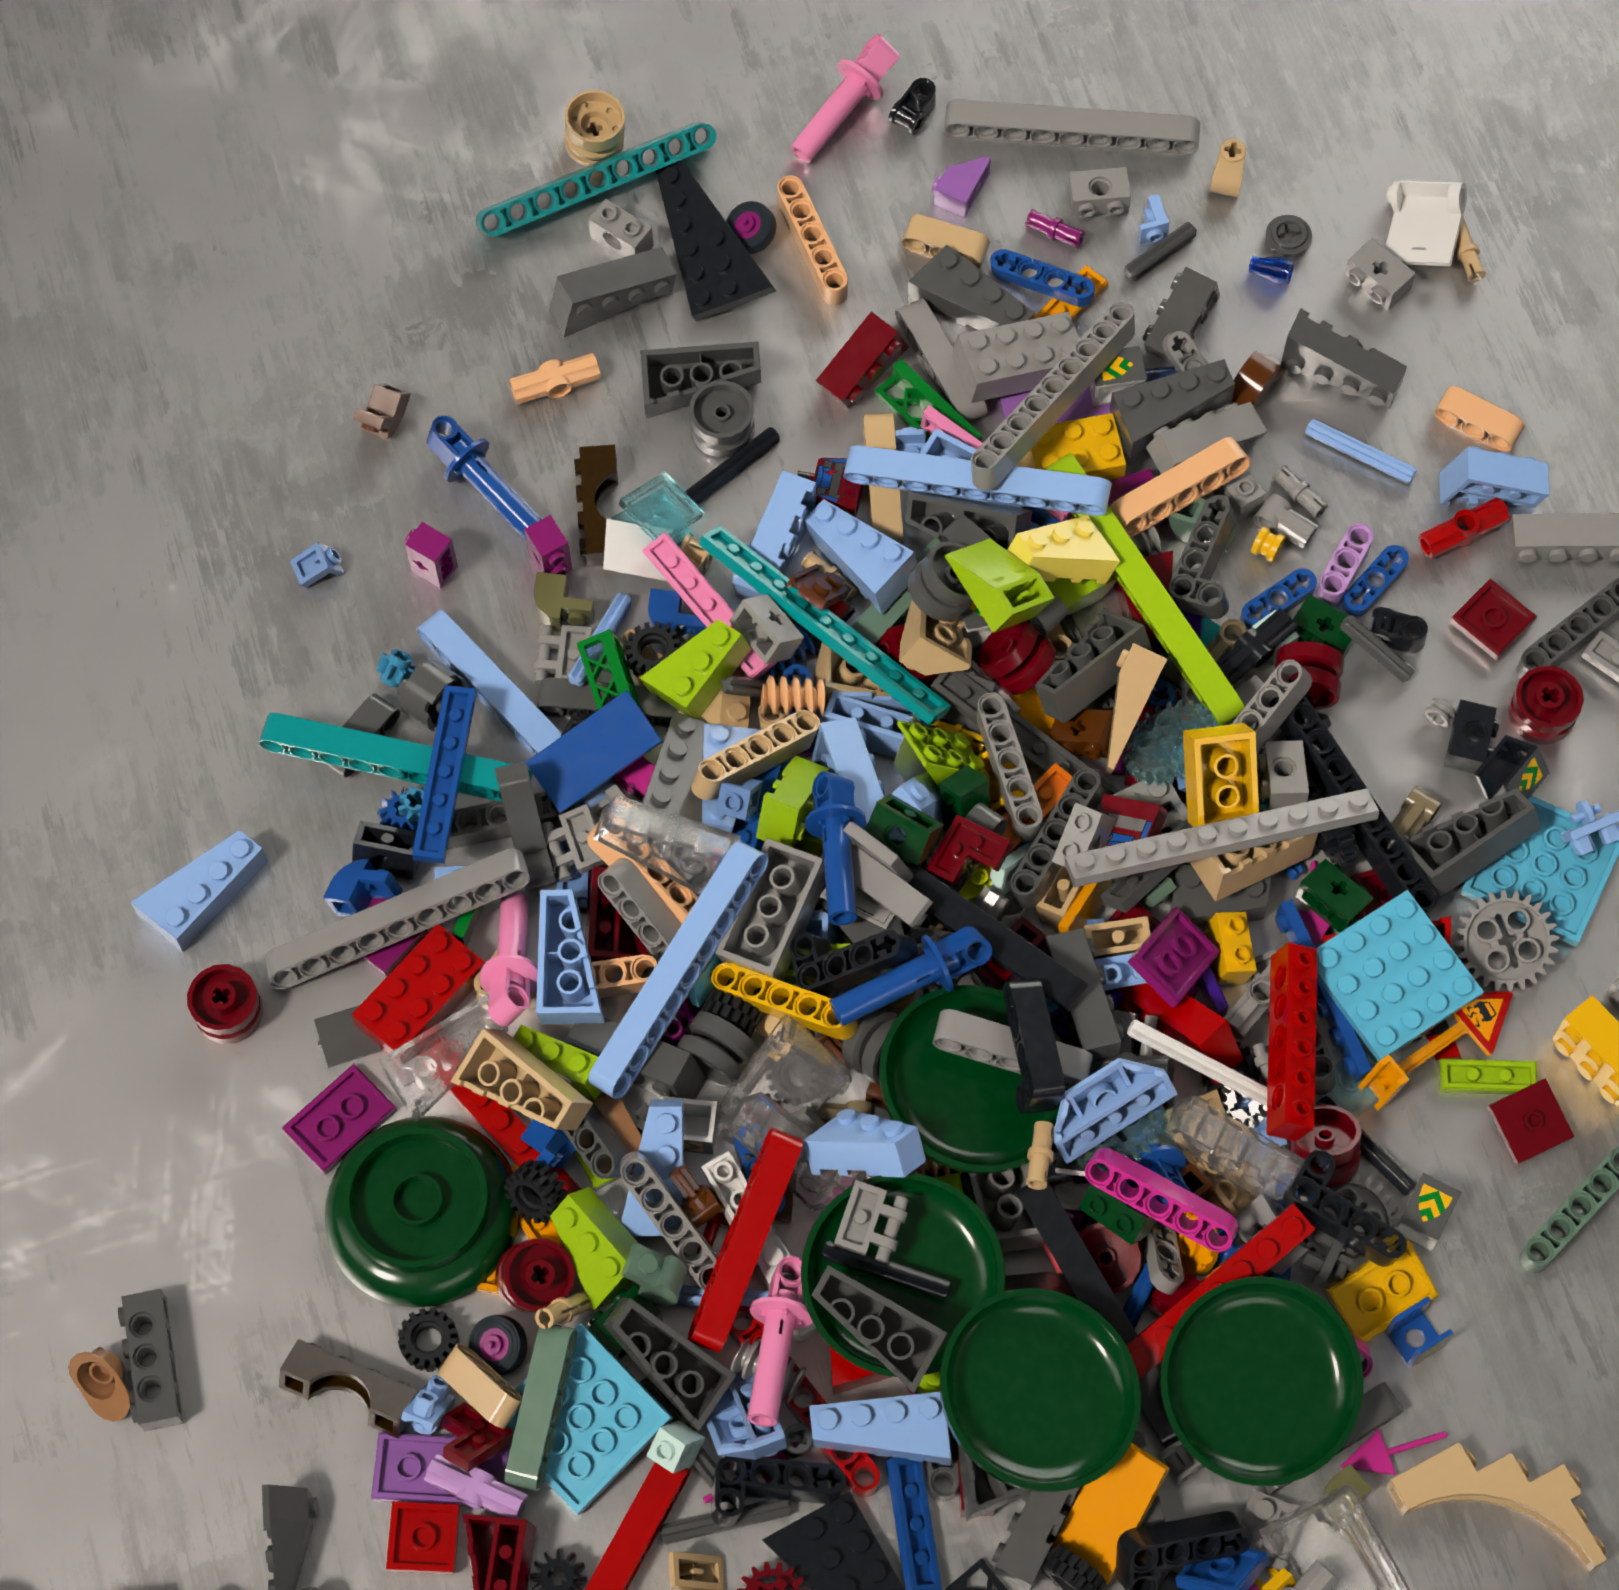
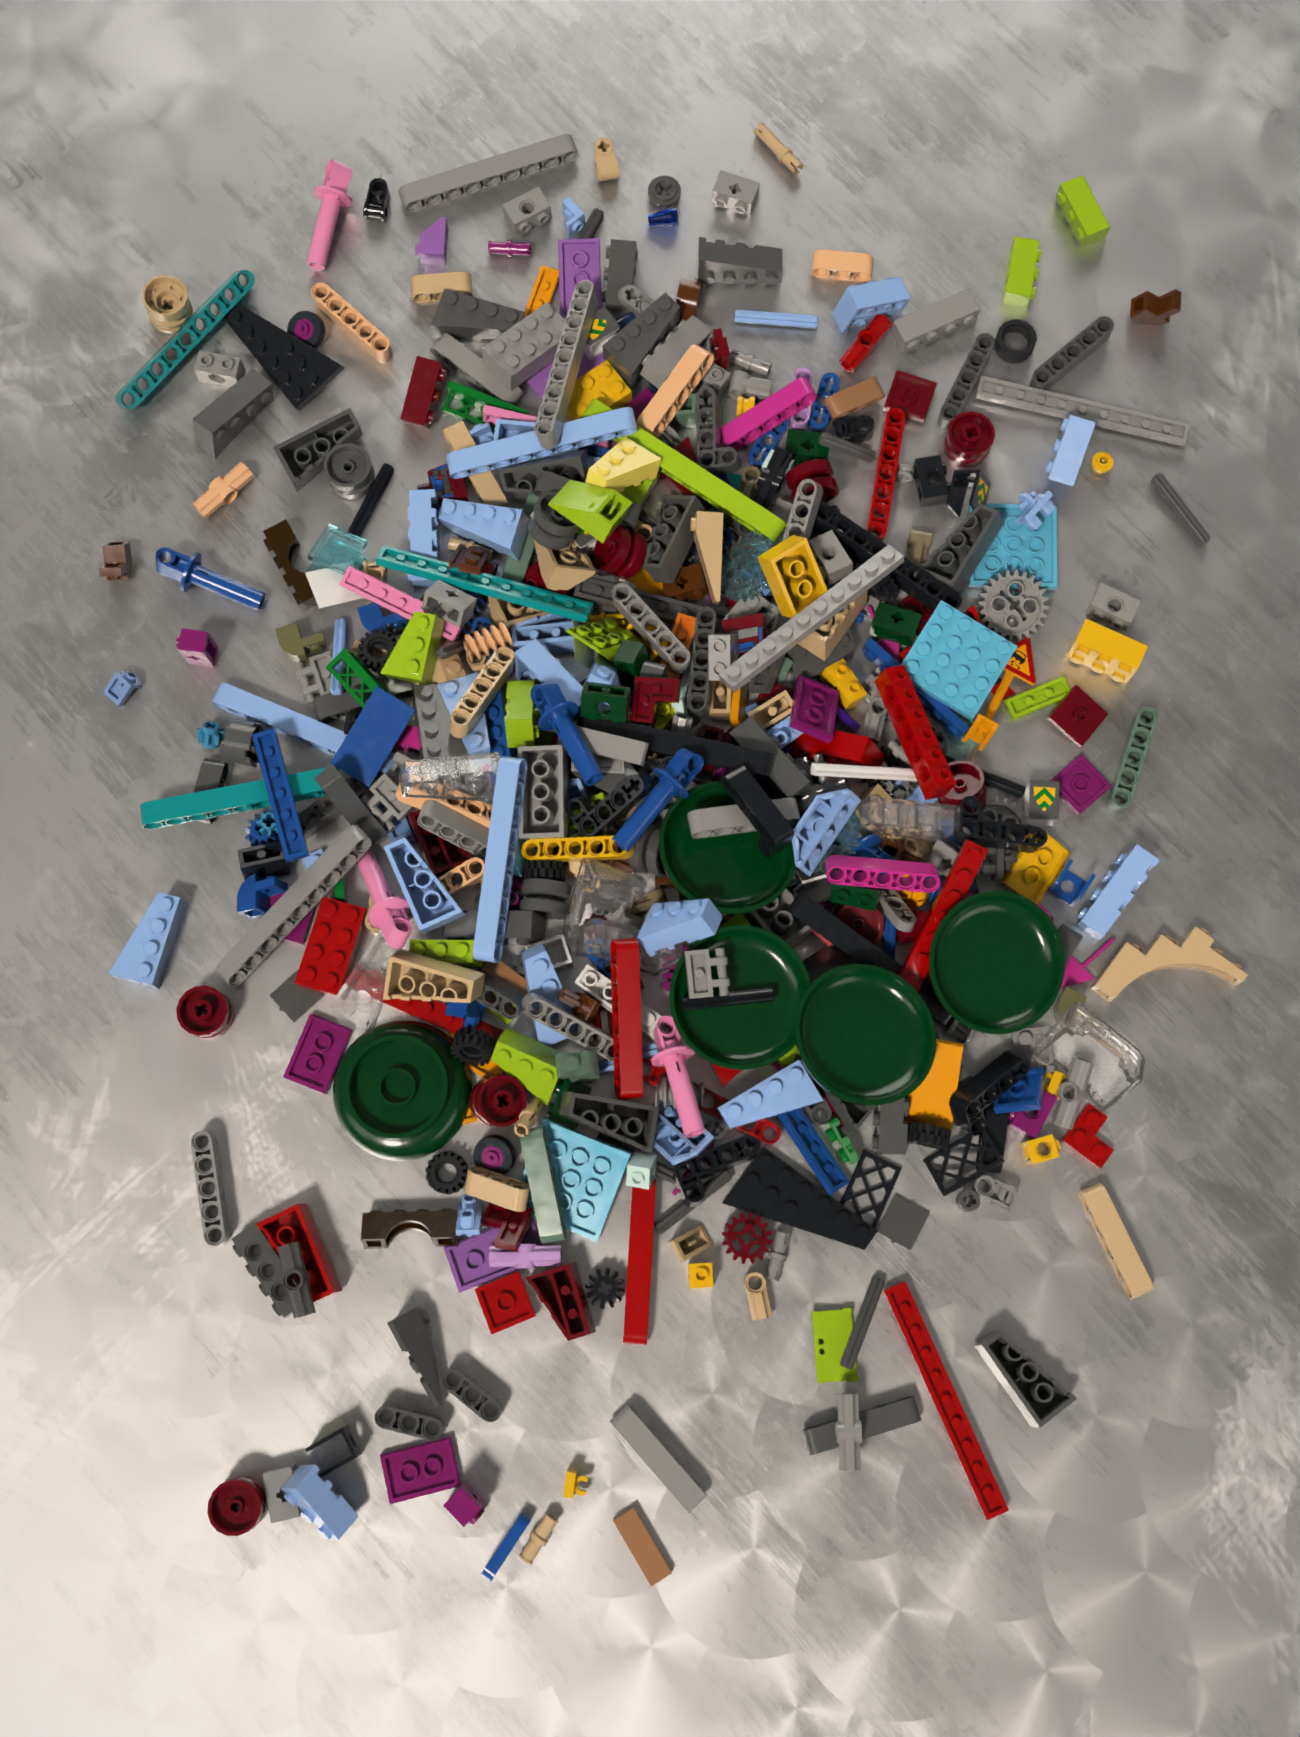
camera: 25 degrees left, 10 degrees up
(101, 1382) = (244, 1299): medium nougat piece -> none
(128, 1239) = (202, 1180): none -> light grey beam
(172, 1400) = (292, 1264): none -> dark grey piece
(201, 1345) = (298, 1225): none -> red wedge
(548, 547) = (275, 609): magenta brick -> none
(739, 800) = (486, 728): medium blue bracket -> none
(878, 851) = (596, 724): light grey tile -> none
(886, 1329) = (749, 1039): dark grey wedge -> none
(951, 1518) = (835, 1134): none -> green wing
(1040, 1155) = (793, 879): tan pin -> none
(1044, 274) = (517, 282): blue beam -> none
(1135, 279) = (577, 262): none -> medium lavender tile
(1265, 459) = (720, 347): none -> dark red plate
(1289, 564) = (768, 414): none -> dark pink beam
(1416, 591) = (854, 398): none -> medium nougat beam
(1416, 696) = (885, 468): none -> red beam
(1425, 221) = (749, 144): white door -> none
(1476, 1372) = (1116, 891): none -> light blue wedge
(1494, 1213) = (1081, 784): none -> magenta tile

